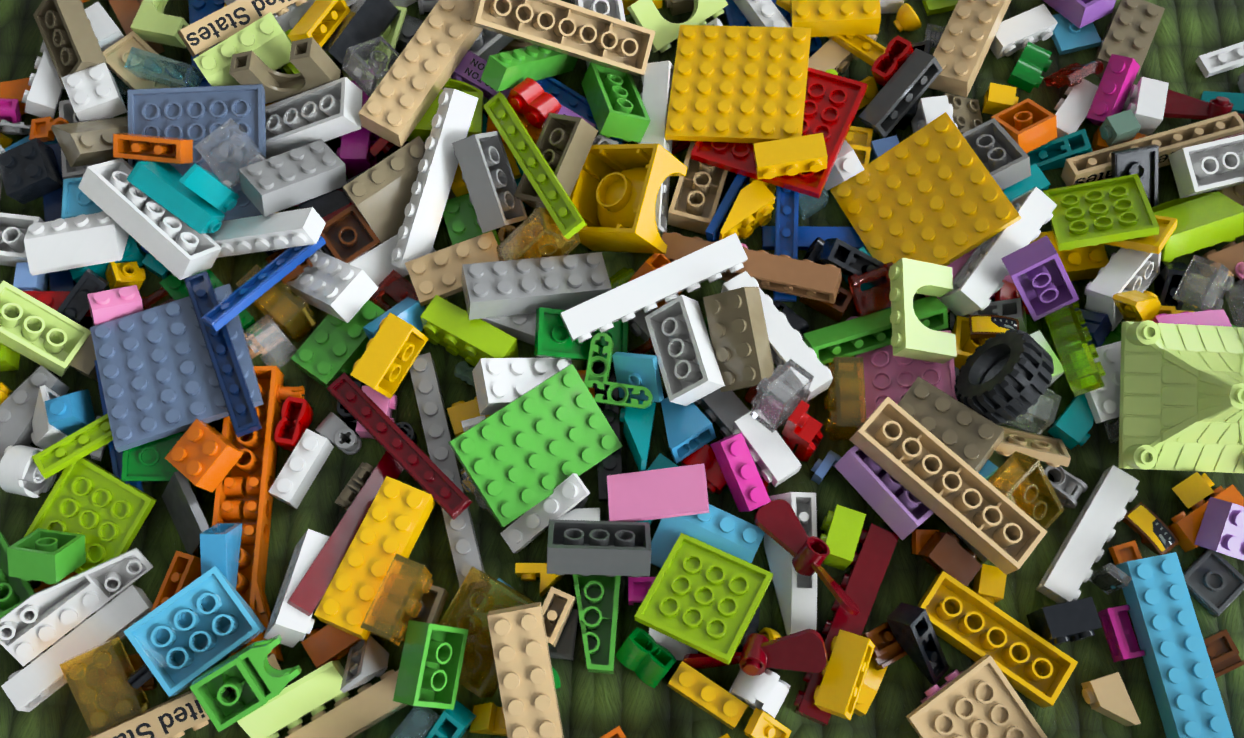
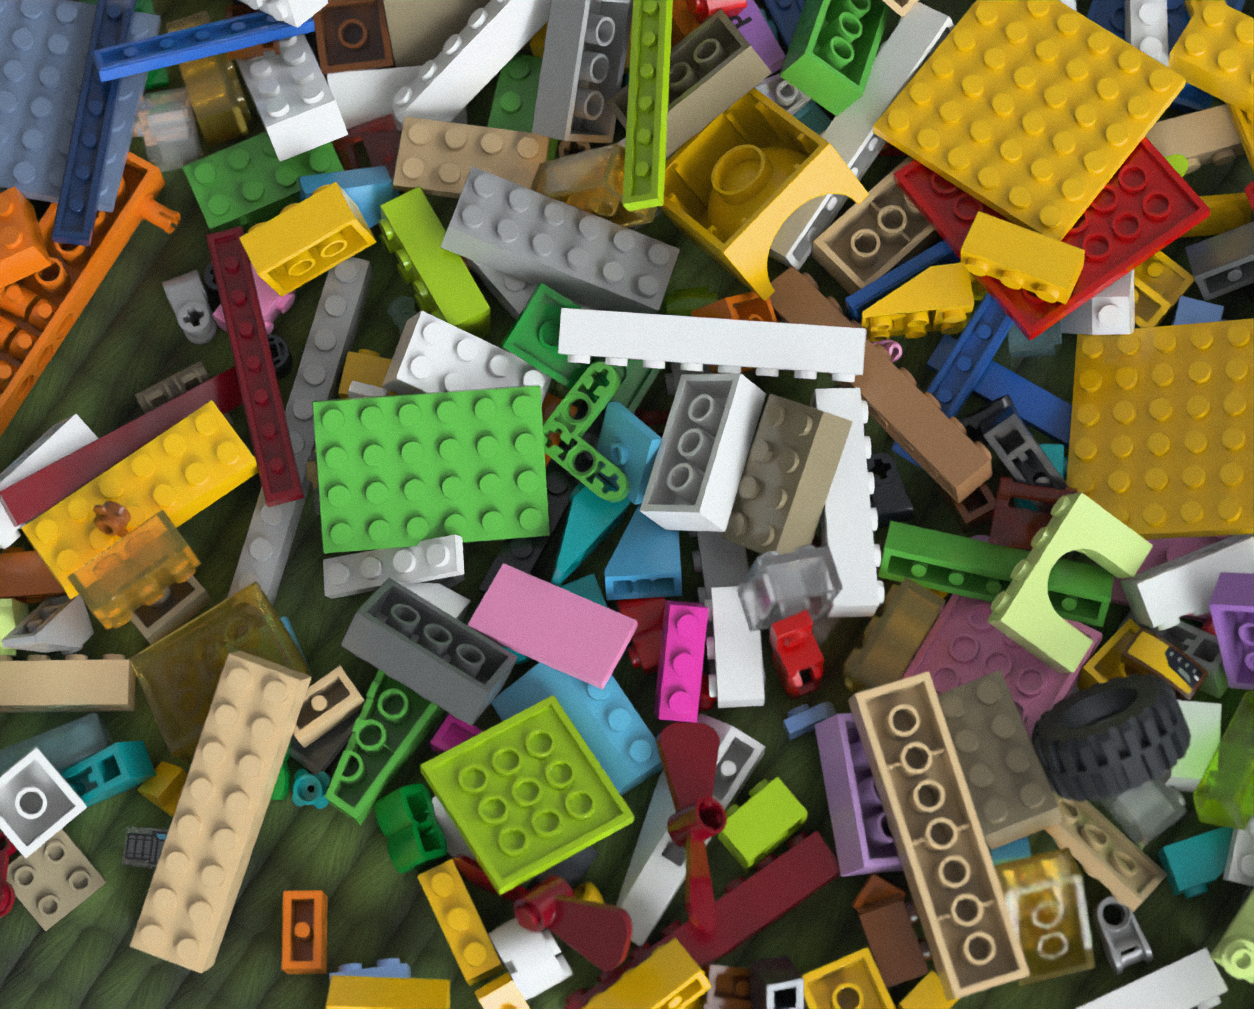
camera: 35 degrees right, 5 degrees up
(296, 418) = (145, 254): red brick -> none
(301, 468) = (116, 326): white brick -> none
(368, 576) = (112, 518): none -> dark orange plate
(430, 665) = (130, 676): bright green brick -> none
(530, 571) = (331, 632): yellow slope -> none
(568, 675) = (301, 793): none -> teal plate

